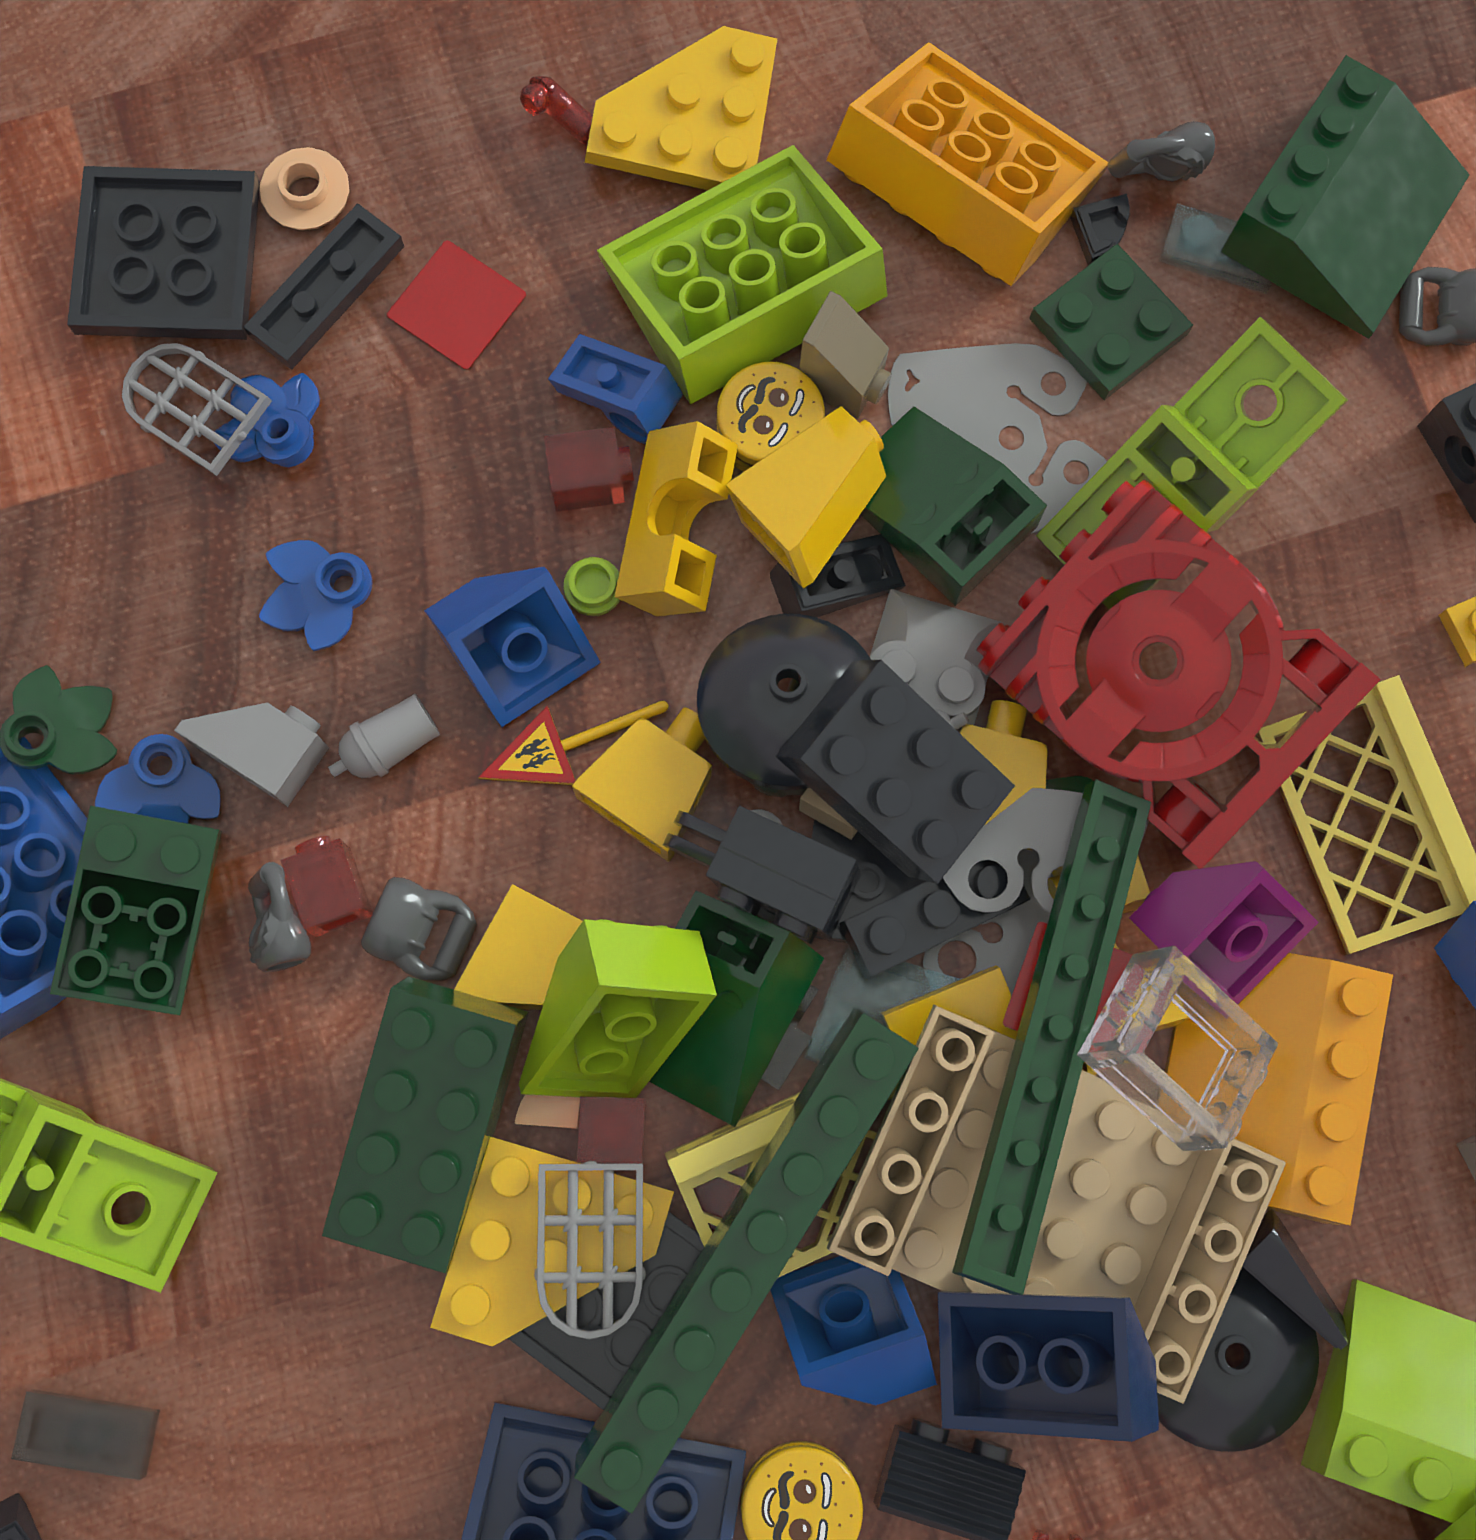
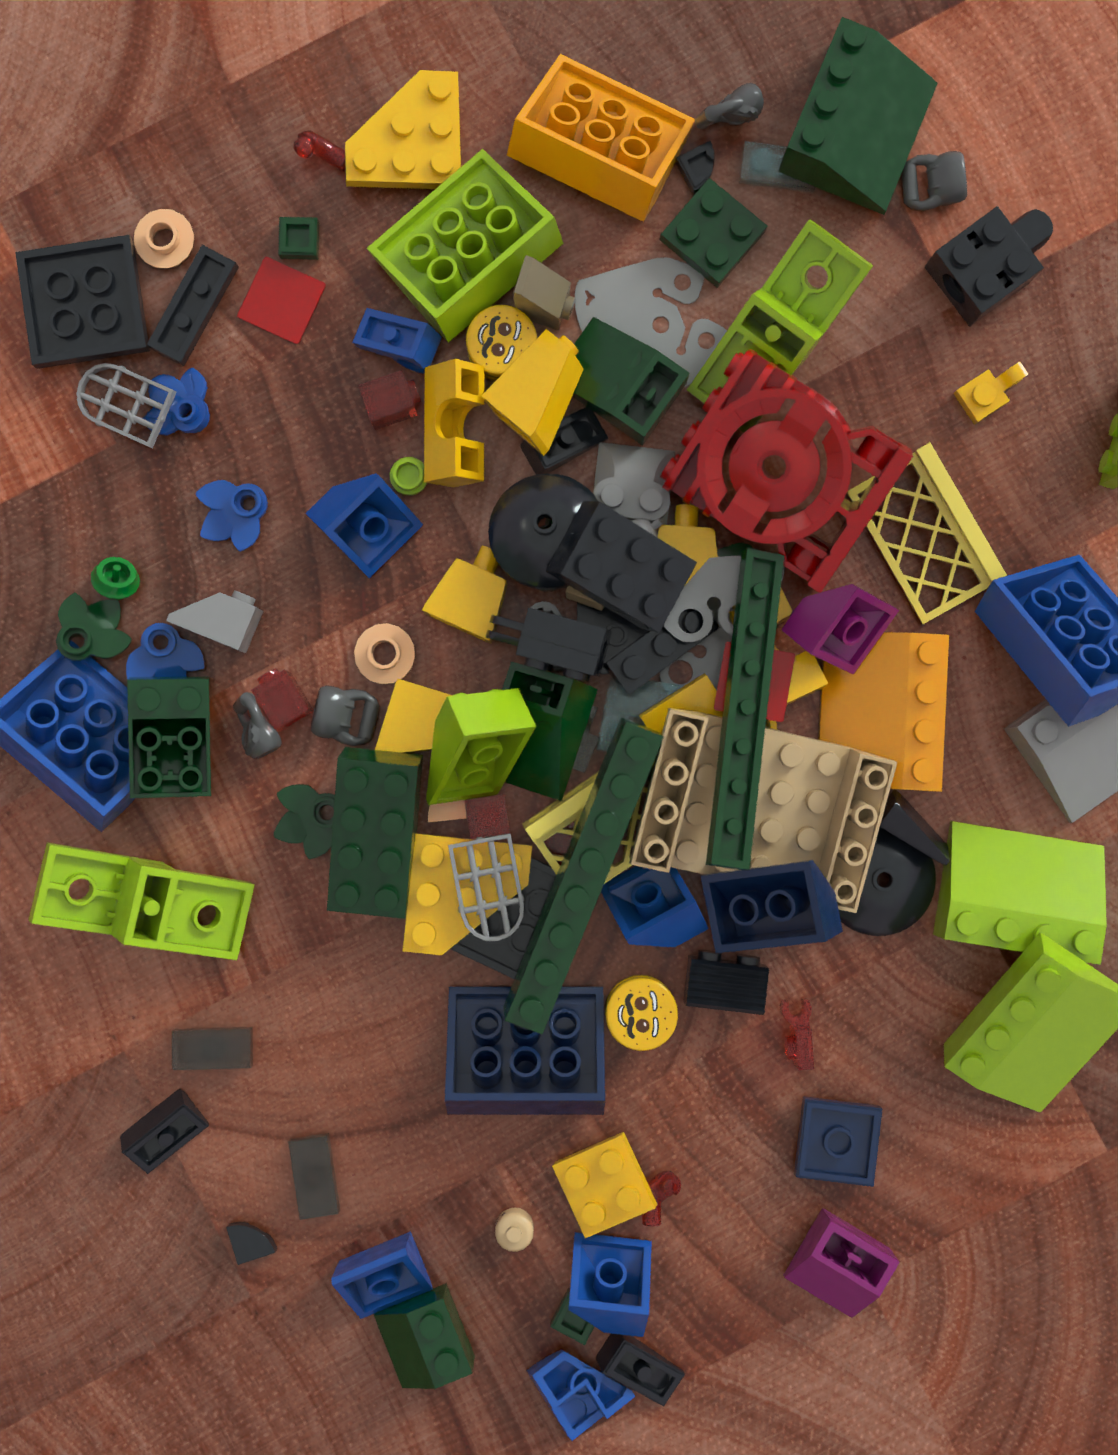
camera: 10 degrees left, 10 degrees up
(114, 655) = (115, 578): none -> green hat
(320, 1083) = (304, 819): none -> dark green plate
(385, 739) = (298, 600): light grey piece -> none
(500, 222) = (298, 238): none -> dark green tile
(520, 868) = (403, 648): none -> light nougat piece
(540, 755) = (396, 590): piece -> none
(1127, 1025) = (789, 696): clear window -> none

